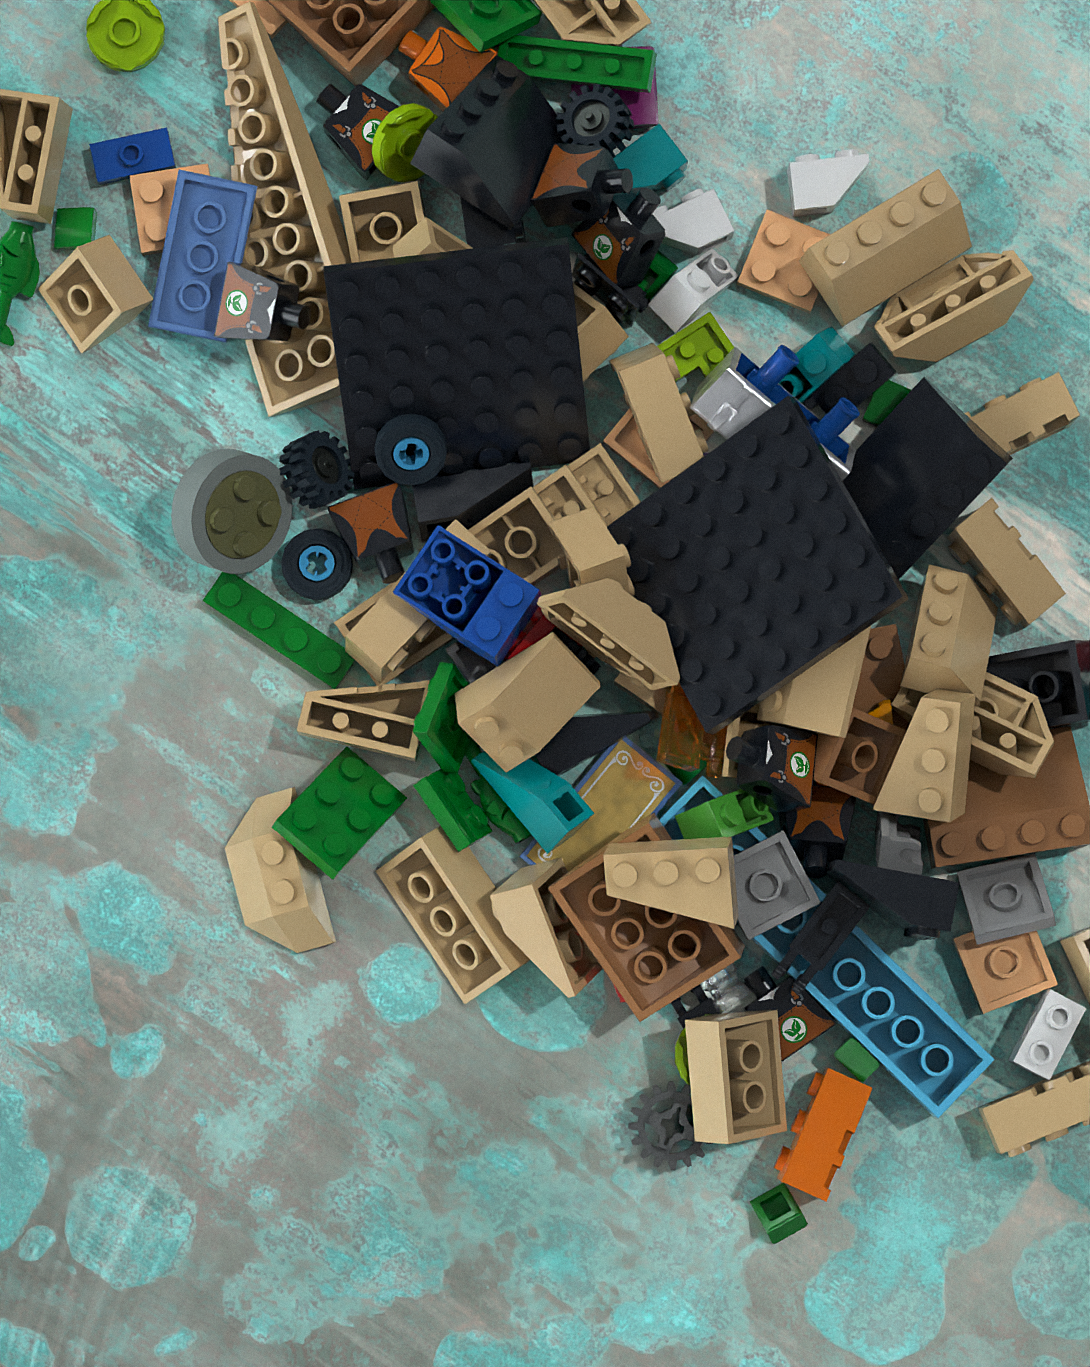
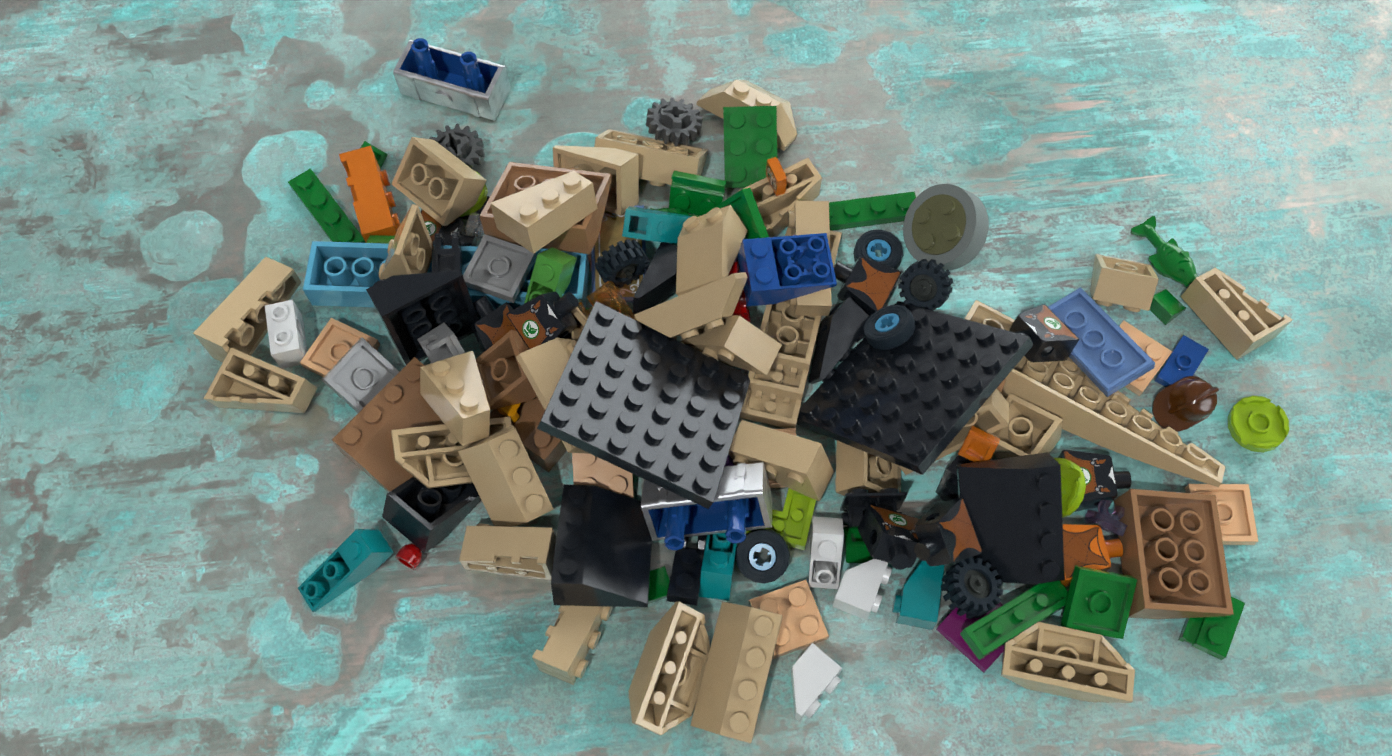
camera: 140 degrees right, 20 degrees down
(176, 114) = (1185, 403): none -> reddish brown piece
(363, 727) = (776, 176): none -> orange tile
(393, 70) = (1107, 521): none -> clear purple tile
(398, 921) = (674, 121): none -> dark grey gear
(468, 228) = (978, 445): none -> orange tile
(597, 1229) = (452, 79): none -> piece
(622, 781) = (622, 263): none -> black wheel
(759, 321) = (770, 569): none -> black bush
(862, 978) = (410, 249): none -> tan slope
(882, 1175) = (324, 208): none -> green plate

